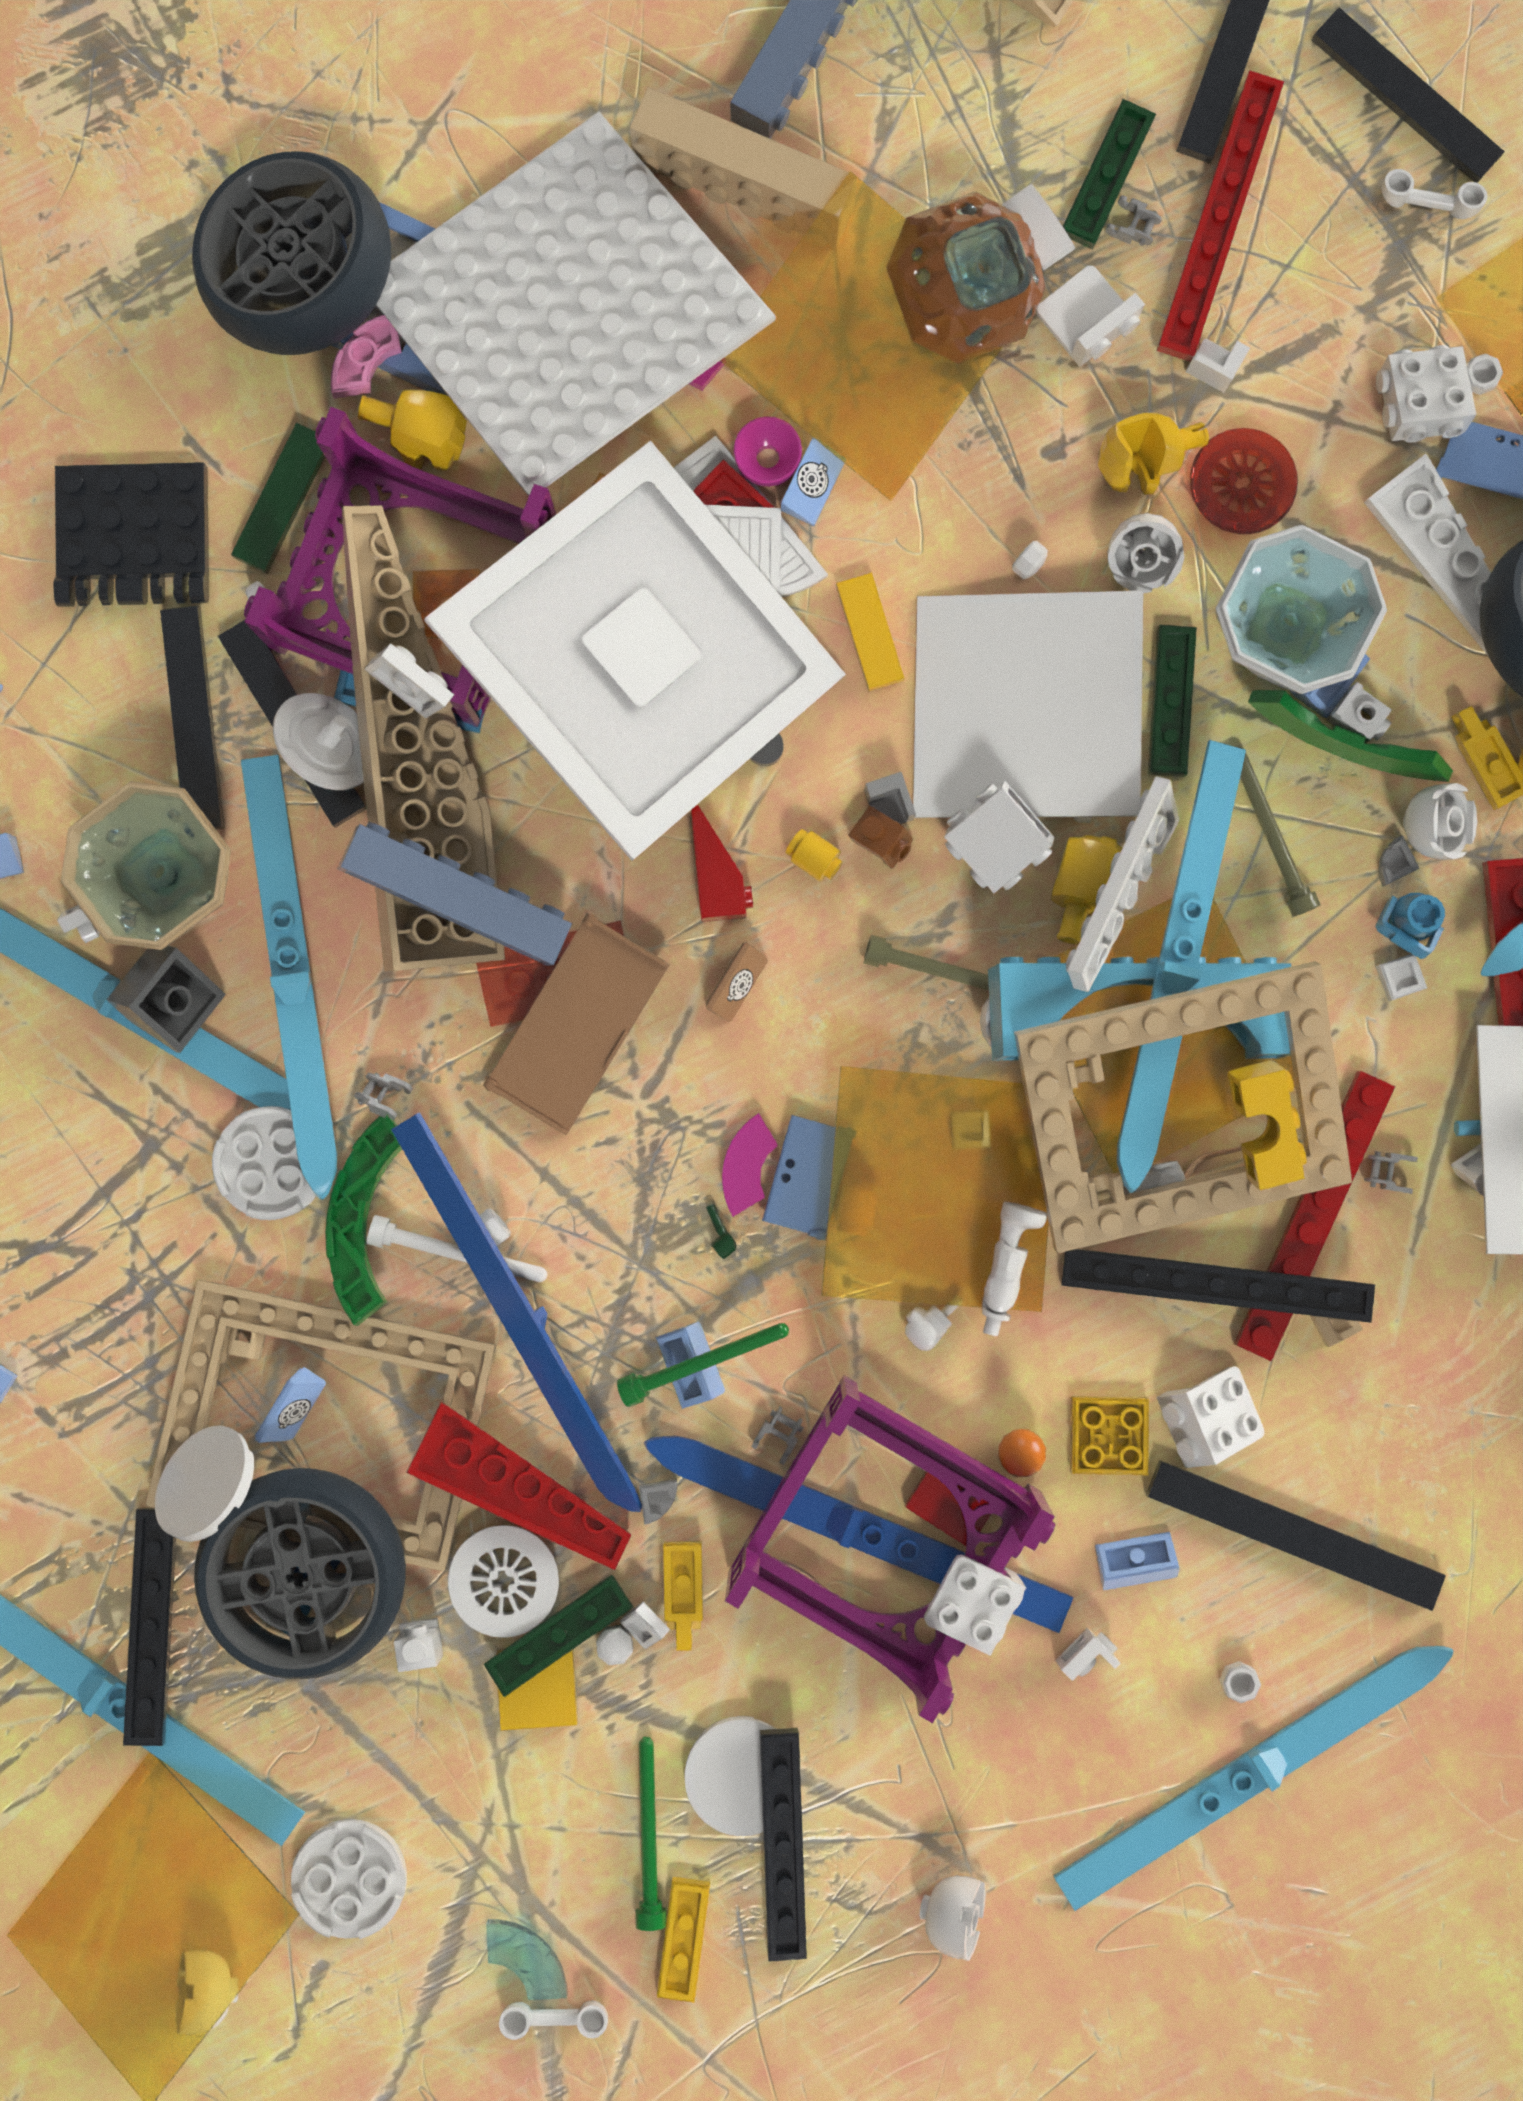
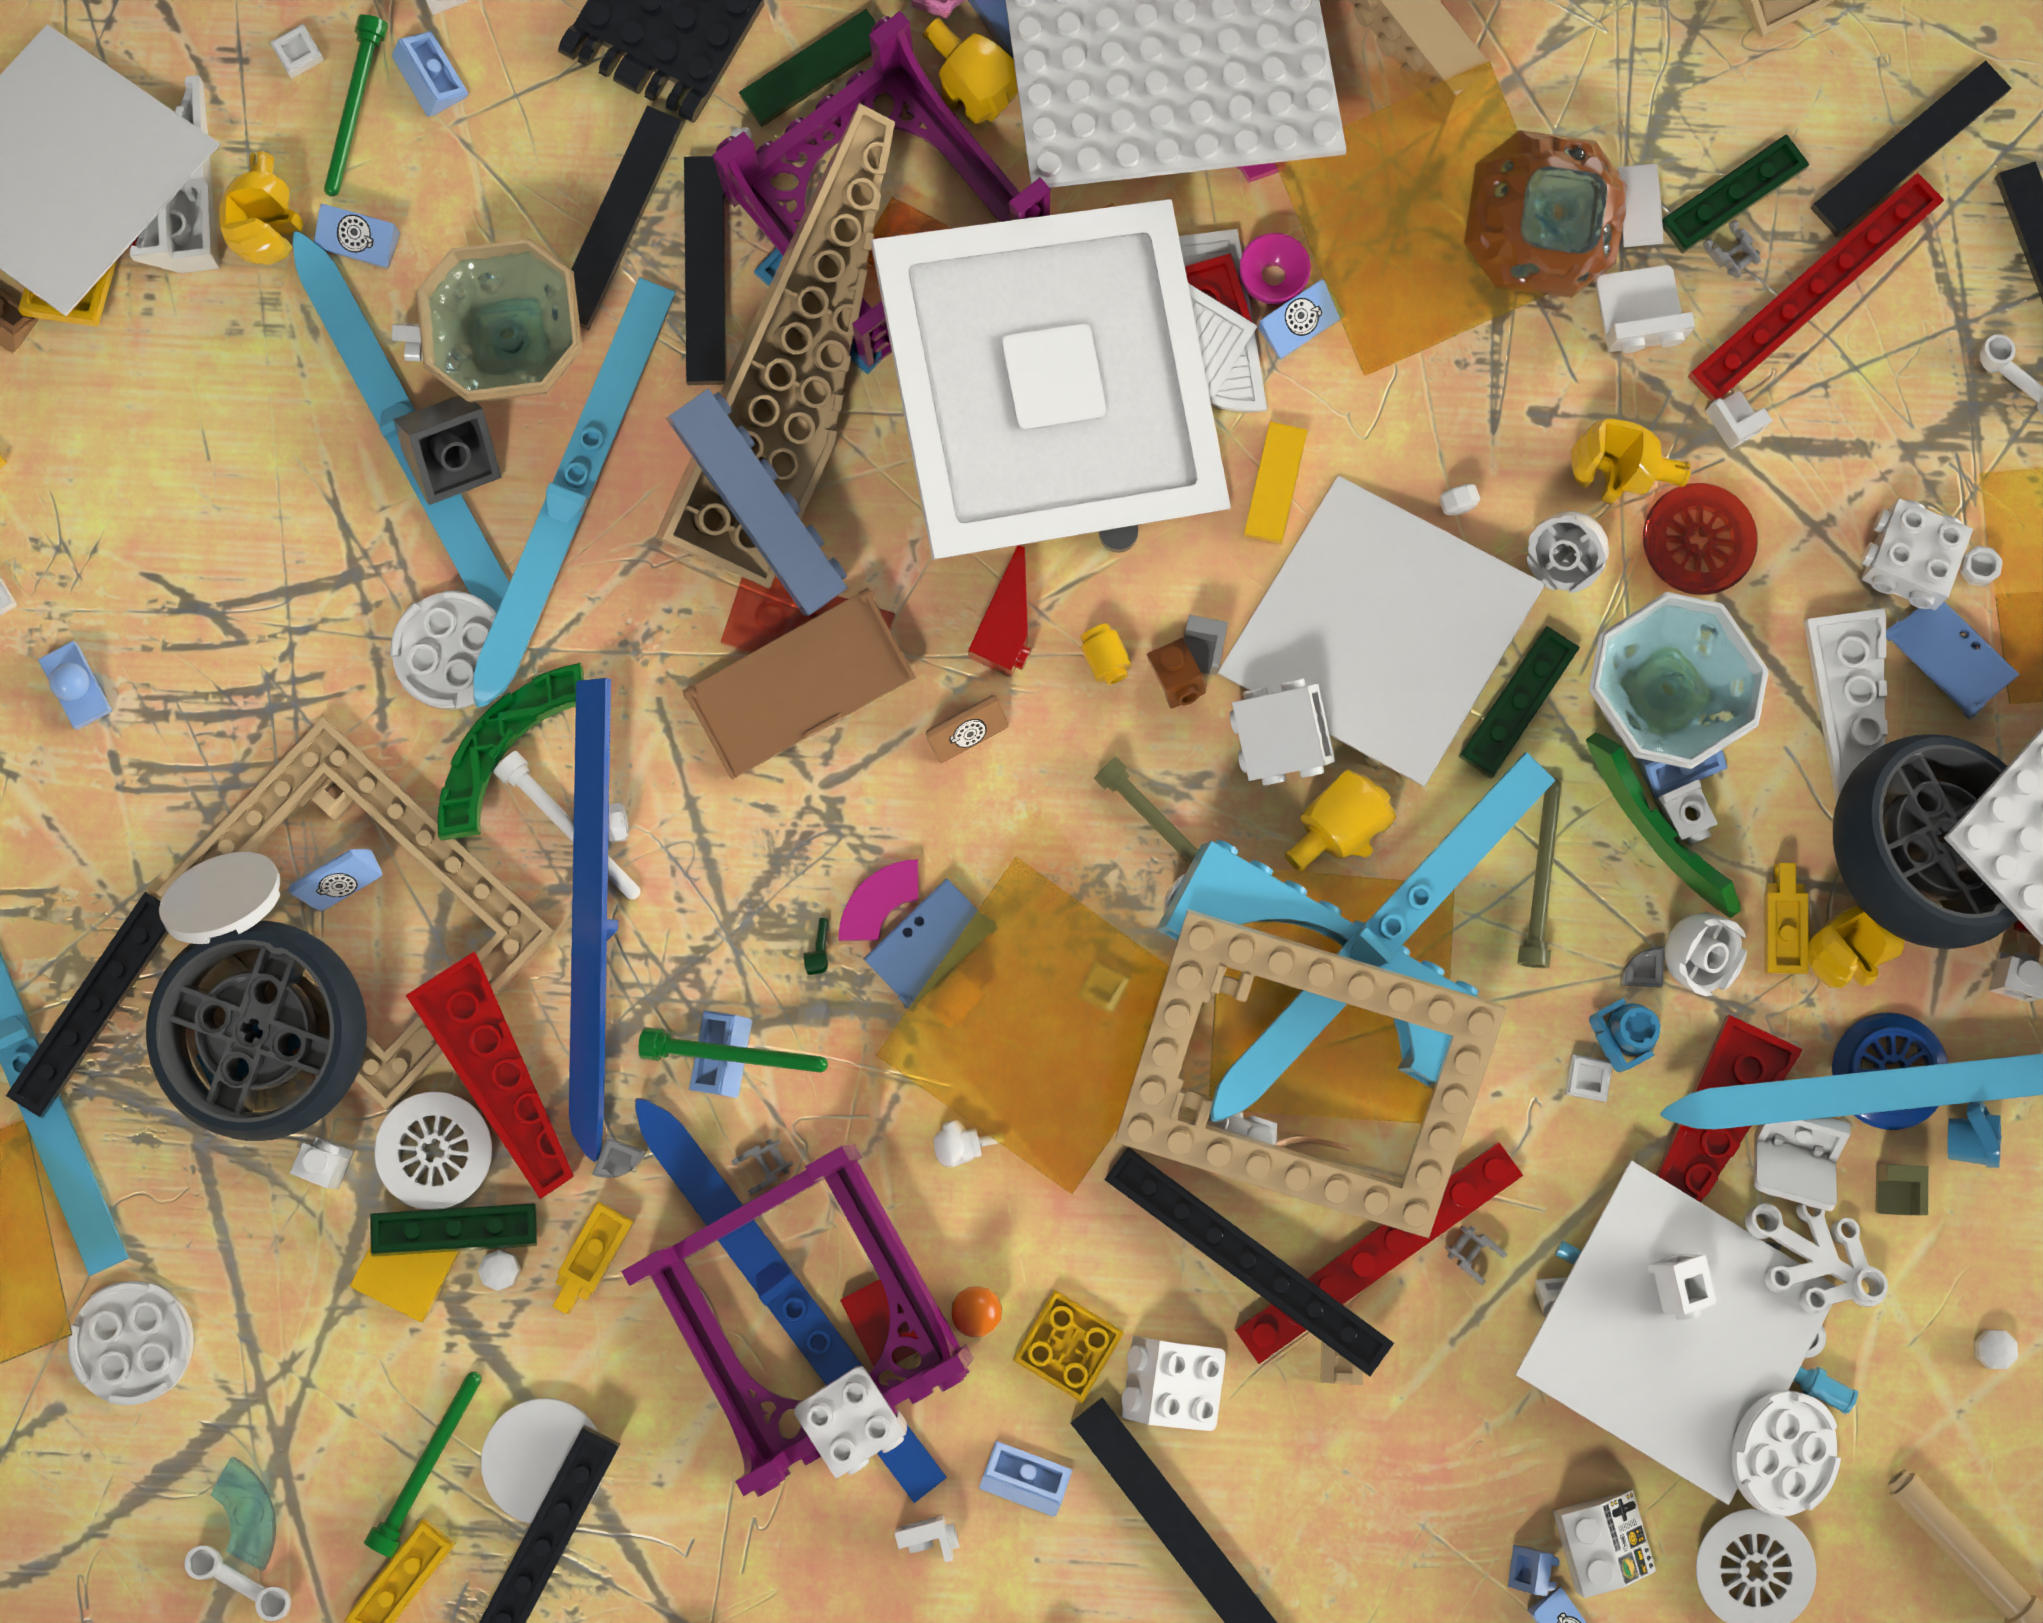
camera: 35 degrees right, 5 degrees down
(320, 740) = (718, 298): white piece -> none
(387, 1083) = (598, 639): light grey piece -> none
(399, 673) = (825, 286): white plate -> none
(644, 1625) = (536, 1266): white tile -> none
(1008, 1261) = (1063, 1127): white piece -> none
(1142, 839) = (1416, 807): white wing -> none
(1276, 1154) = (1367, 1165): yellow arch -> none

